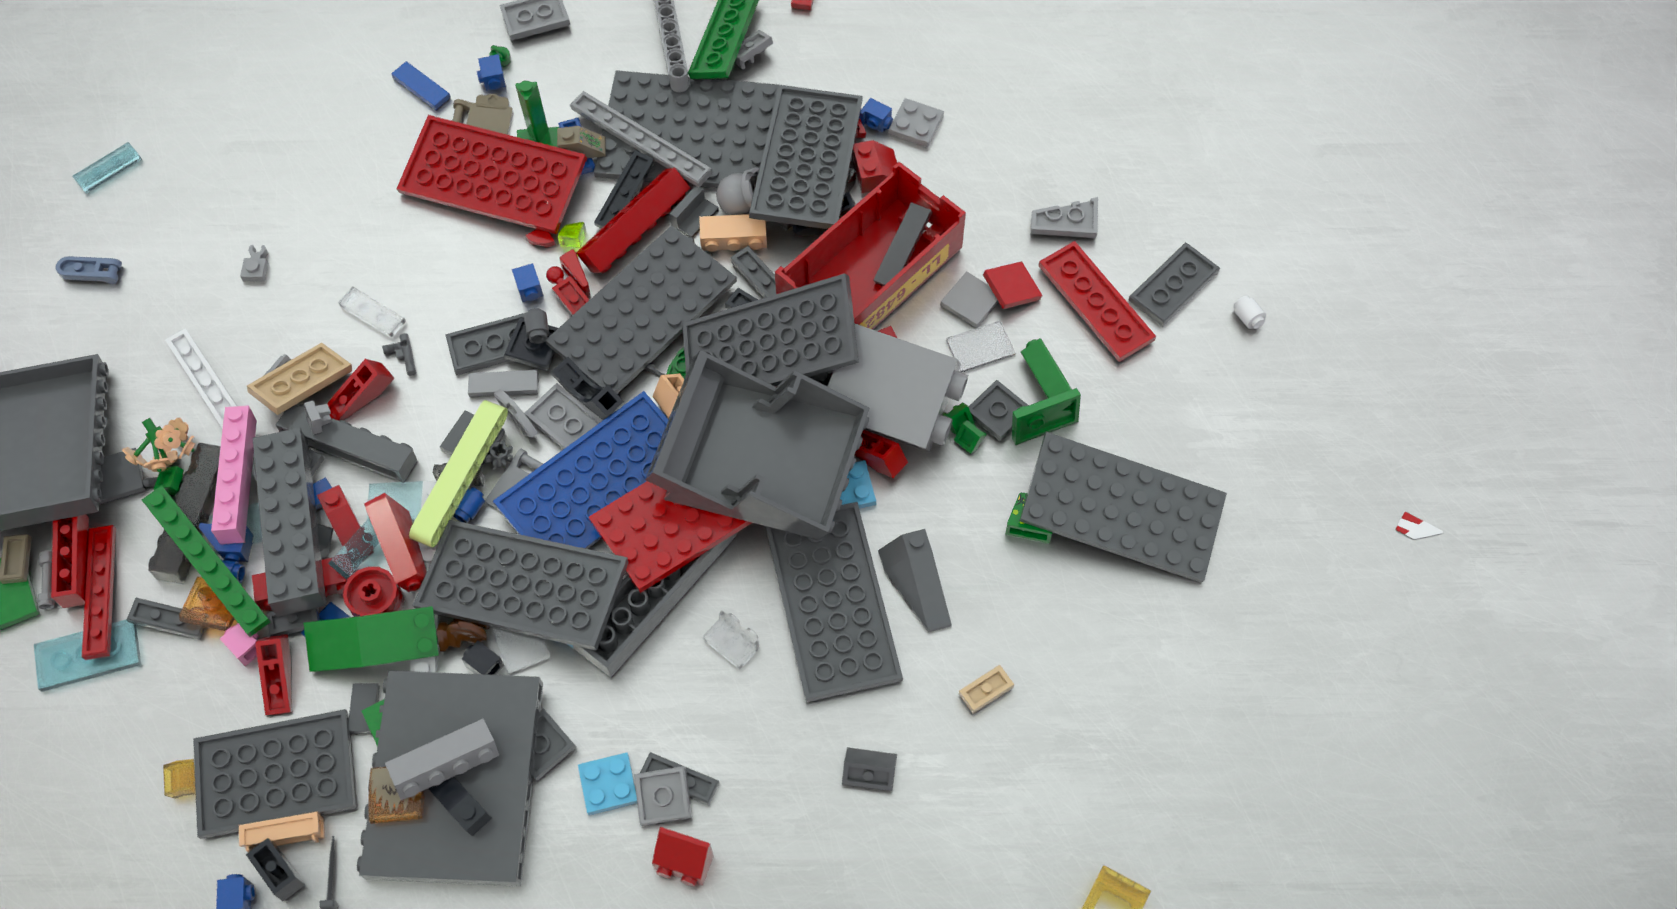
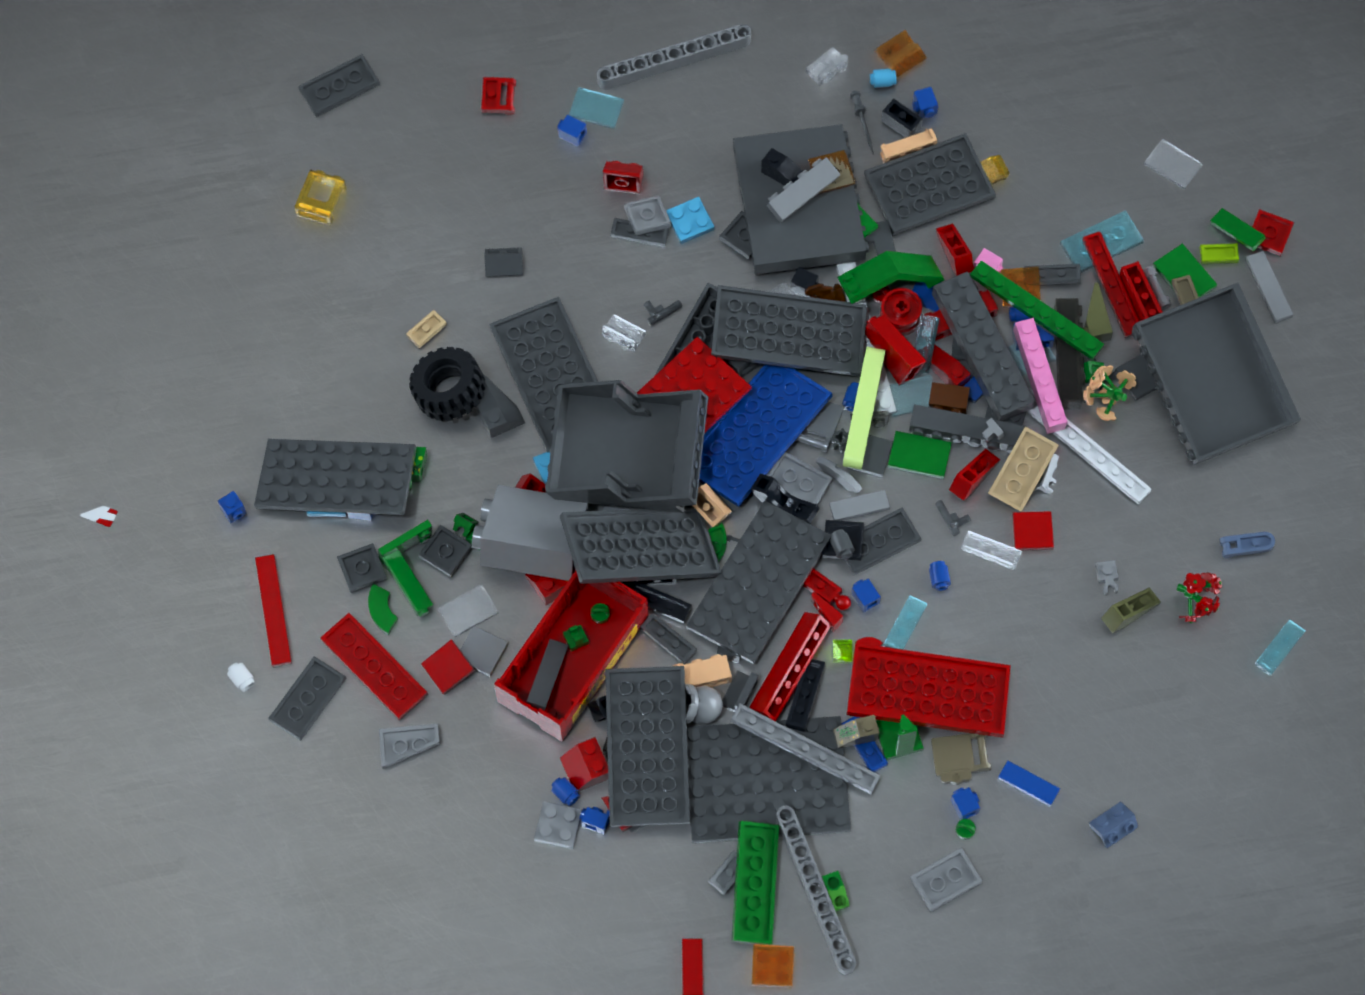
camera: 170 degrees right, 5 degrees up
(137, 548) = (1097, 319): none -> olive slope
(162, 210) = (1193, 586): none -> red plant
(247, 220) = (1130, 609): none -> olive slope
(317, 324) = (1033, 530): none -> red tile
(350, 36) = (1114, 824): none -> sand blue bracket
(354, 476) = (949, 397): none -> reddish brown brick
(414, 426) = (919, 454): none -> green tile
(438, 289) = (939, 575): none -> blue brick
(494, 252) = (905, 623): none -> clear light blue tile
(648, 22) = (836, 890): none -> leg
(677, 662) = (660, 311): none -> dark grey hose
(862, 287) = (575, 637): none -> green tile
(903, 145) = (565, 791): none -> blue brick
(994, 575) = (439, 366): none -> black tyre
(1082, 361) = (380, 609): none -> green tile
(1101, 408) = (361, 567): none -> dark grey plate
(1208, 382) = (273, 610): none -> red tile
(1253, 499) = (232, 507): none -> blue brick

